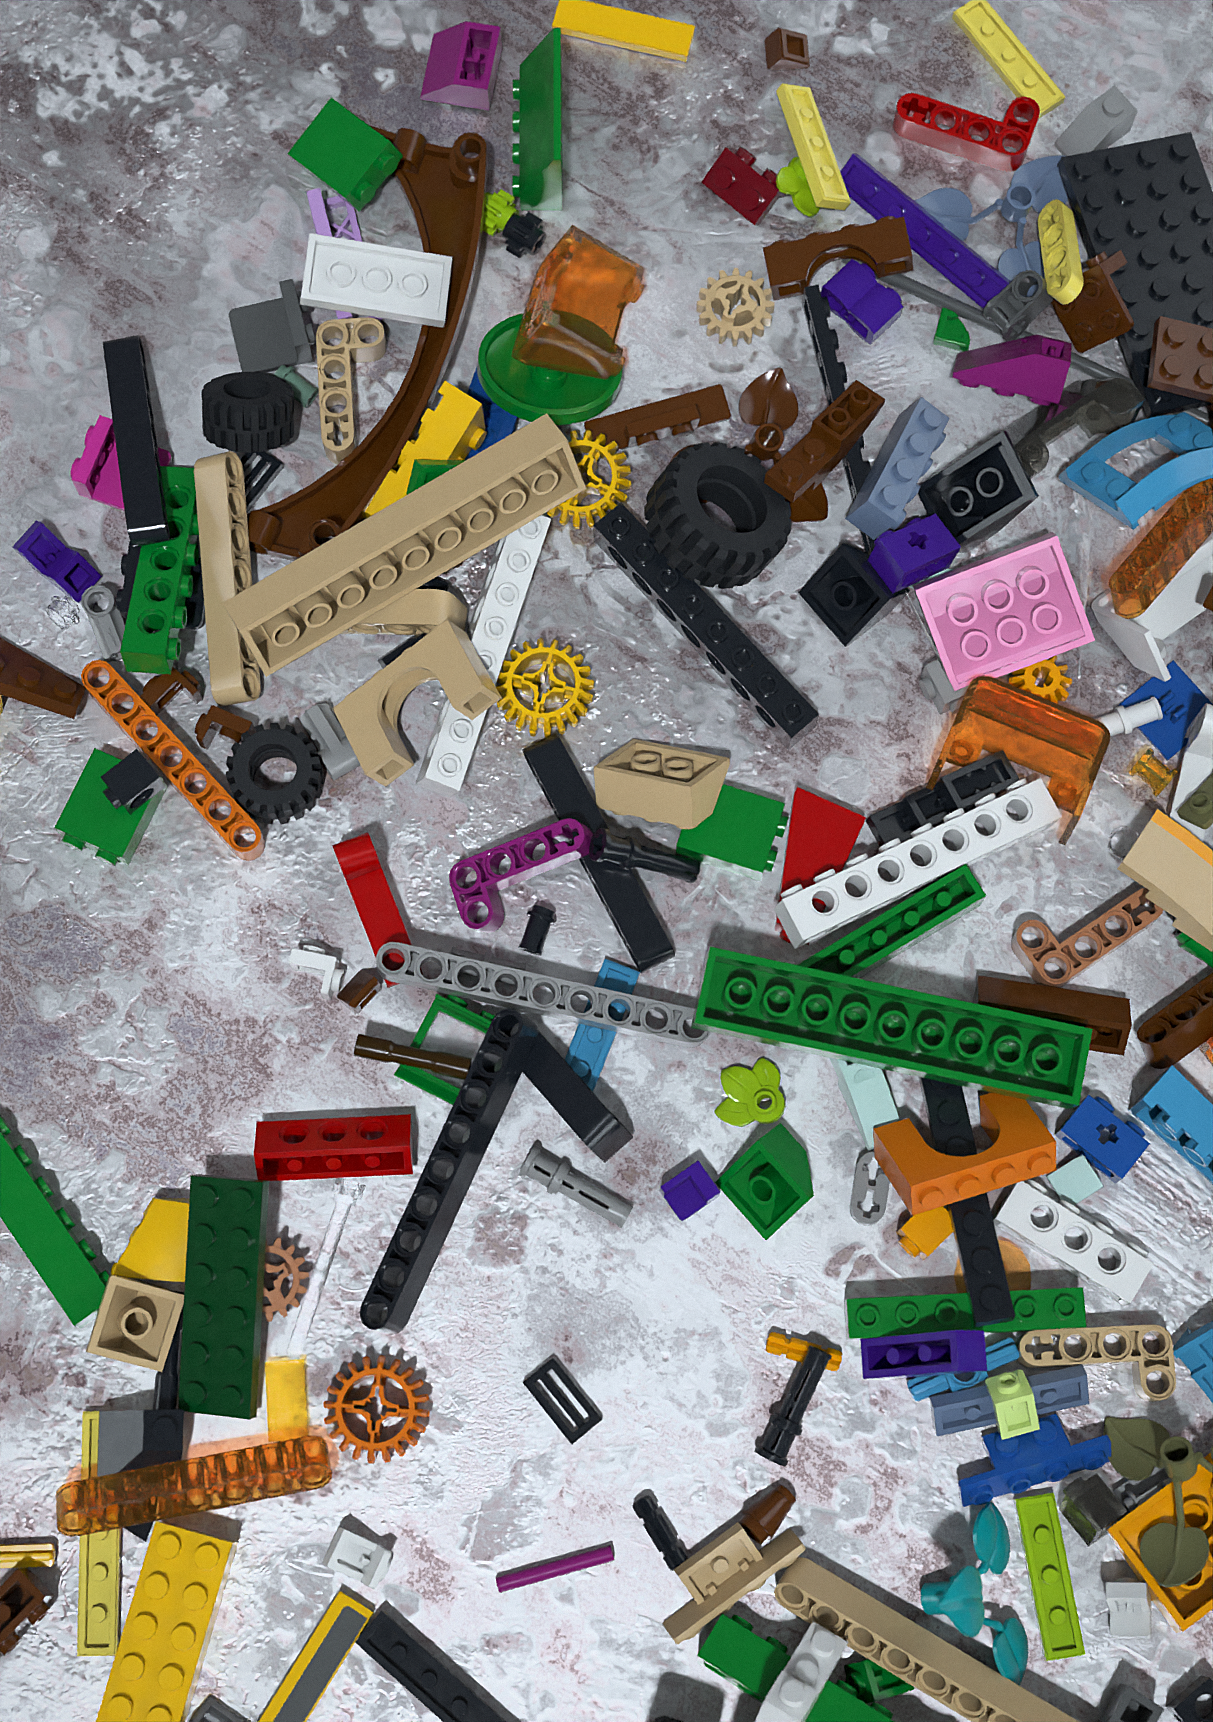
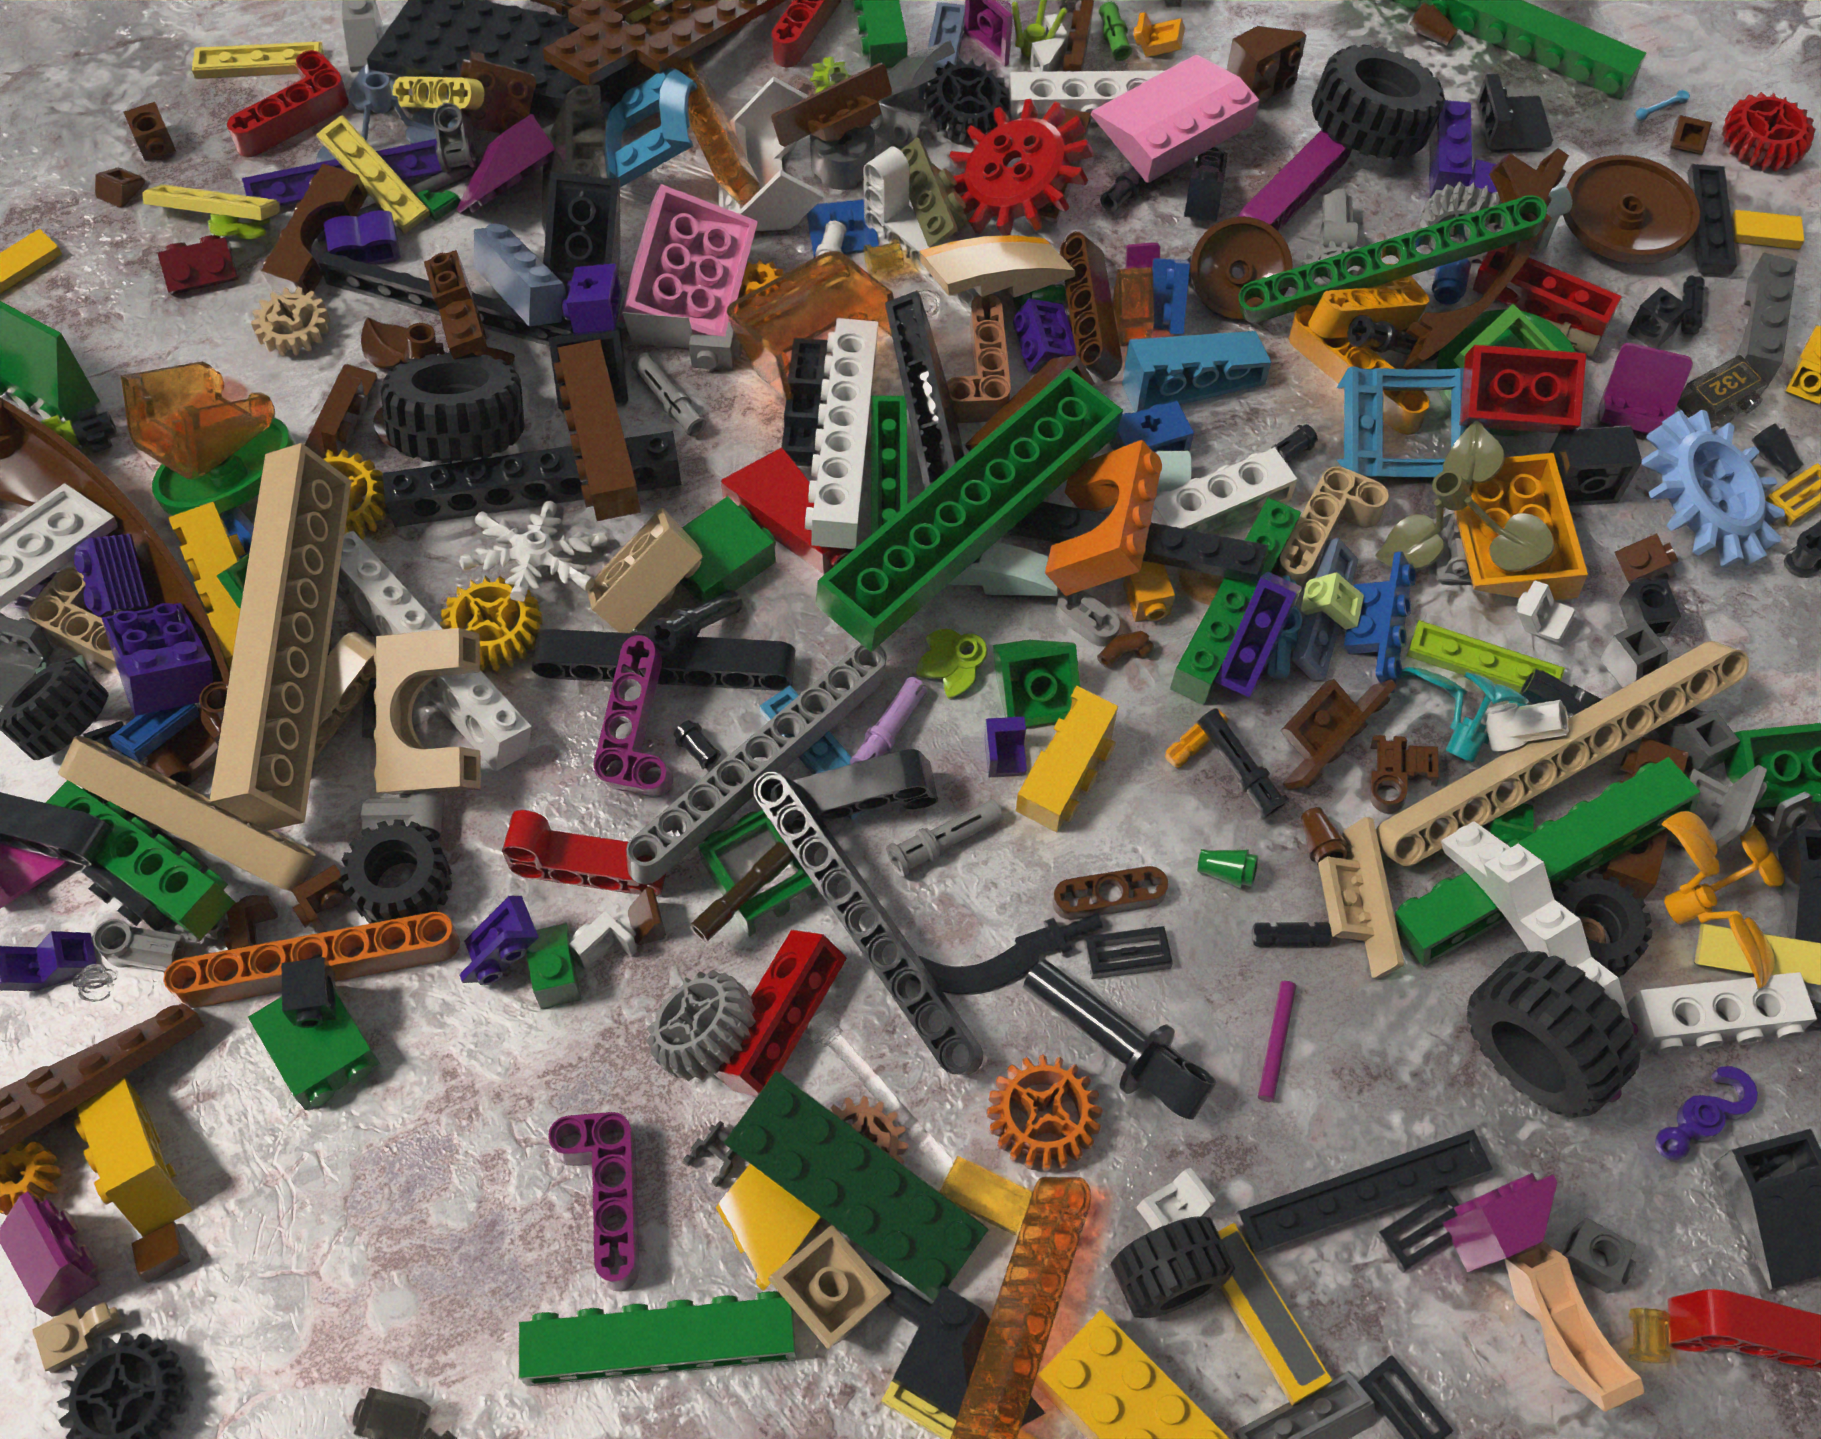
camera: 60 degrees left, 15 degrees down
(114, 1108) = (606, 1200): none -> magenta beam
(218, 1159) = (700, 1145): none -> dark grey piece
(264, 893) = (499, 942): none -> dark purple bracket
(271, 943) = (553, 967): none -> green slope
(284, 497) = (151, 730): none -> blue tile
(284, 1104) = (701, 1025): none -> light grey gear
(296, 1582) = (1172, 1267): none -> black tyre
(340, 456) = (158, 657): none -> dark purple slope
(390, 362) = (111, 575): none -> dark purple brick
(463, 1475) = (1147, 1059): none -> black piece
(494, 1307) = (1013, 961): none -> black sword
(581, 1340) = (1080, 885): none -> reddish brown beam
(630, 676) = (534, 551): none -> white piece
(643, 1080) = (881, 736): none -> lavender pin
(691, 1447) = (1230, 866): none -> green cone
(701, 1254) = (1069, 761): none -> yellow wedge
(766, 654) = (598, 429): none -> reddish brown brick
(862, 21) = (149, 131): none -> reddish brown brick
(862, 1237) = (1125, 643): none -> reddish brown arm
(864, 692) = (676, 403): none -> light grey pin
(884, 1463) = (1327, 724): none -> reddish brown bracket
(888, 1546) = (1403, 763): none -> reddish brown piece
(934, 260) = (377, 177): none -> light yellow tile
(979, 1652) = (1514, 725): none -> white piece
(996, 915) = (924, 388): none -> black slope
(1040, 1663) = (1543, 687): none -> black piece
(1091, 1508) = (1449, 595): clear smoke brick -> none
(1159, 974) = (1043, 333): none -> dark purple bracket
(1183, 1278) = (1301, 439): none -> black pin

